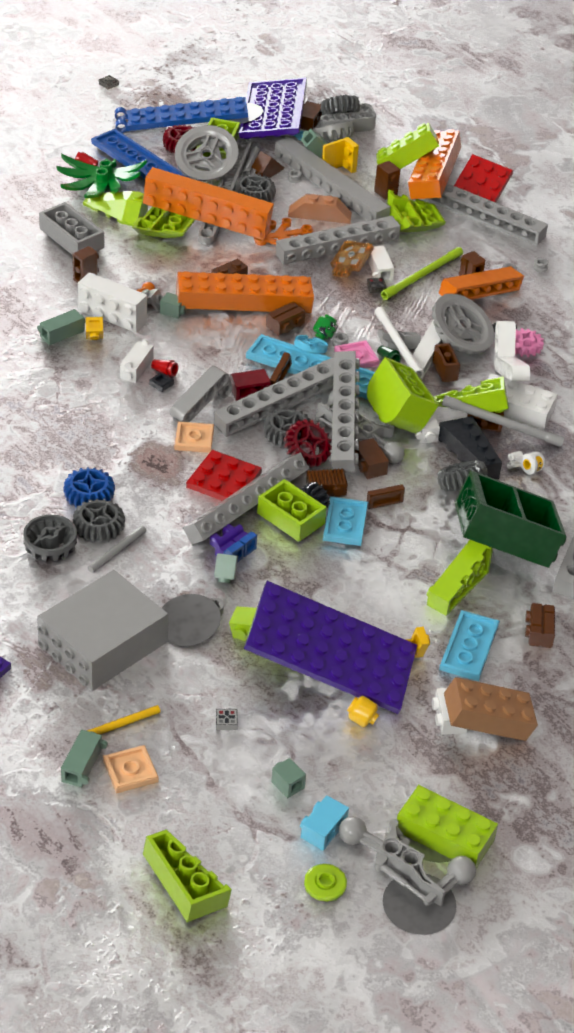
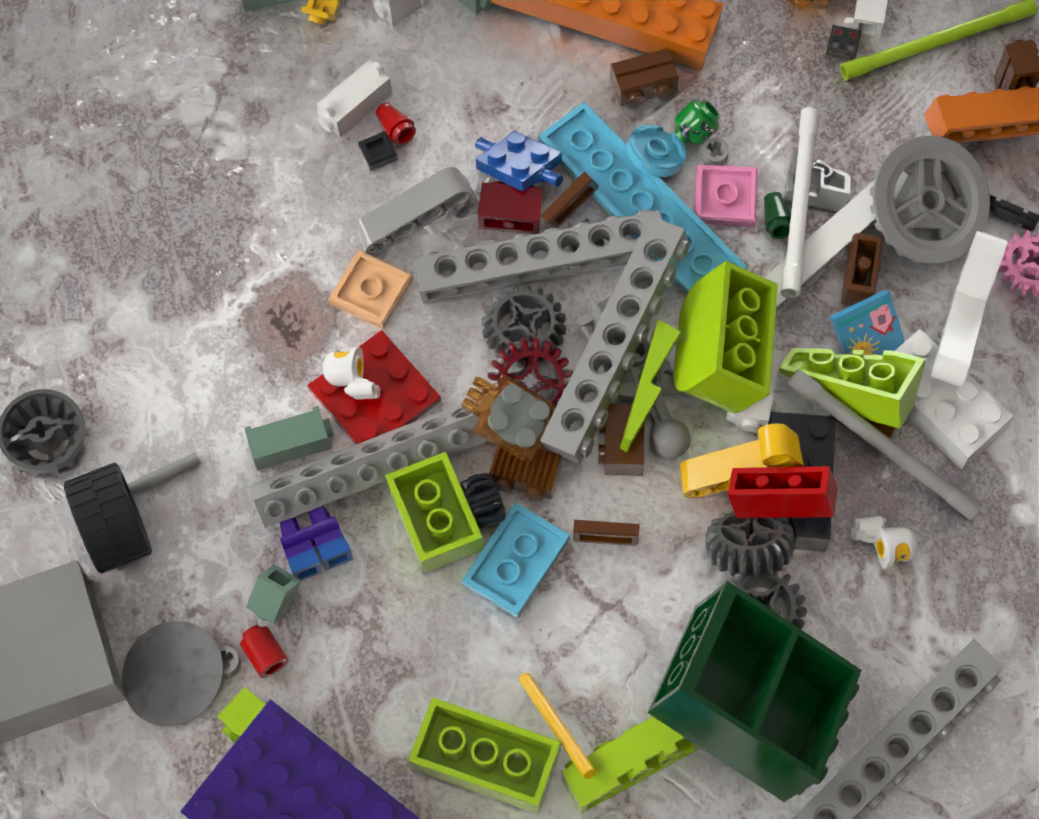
camera: 30 degrees right, 25 degrees up
(88, 485) = (148, 332): blue gear -> none
(99, 520) = (152, 404): dark grey gear -> none
(118, 549) = (107, 518): none -> black tyre
(190, 505) = (289, 439): none -> sand green brick
(207, 463) = (347, 370): none -> white piece
(234, 594) = (263, 651): none -> red brick
(242, 363) = (519, 161): none -> blue plate
(309, 454) = (509, 415): none -> piece
(372, 427) = (646, 394): none -> lime slope
(384, 598) = (485, 755): none -> lime brick
(413, 574) = (557, 726): none -> yellow bar
(441, 444) = (711, 472): none -> yellow beam
(463, 376) = (869, 326): none -> dark azure tile
(469, 443) = (782, 492): none -> red brick

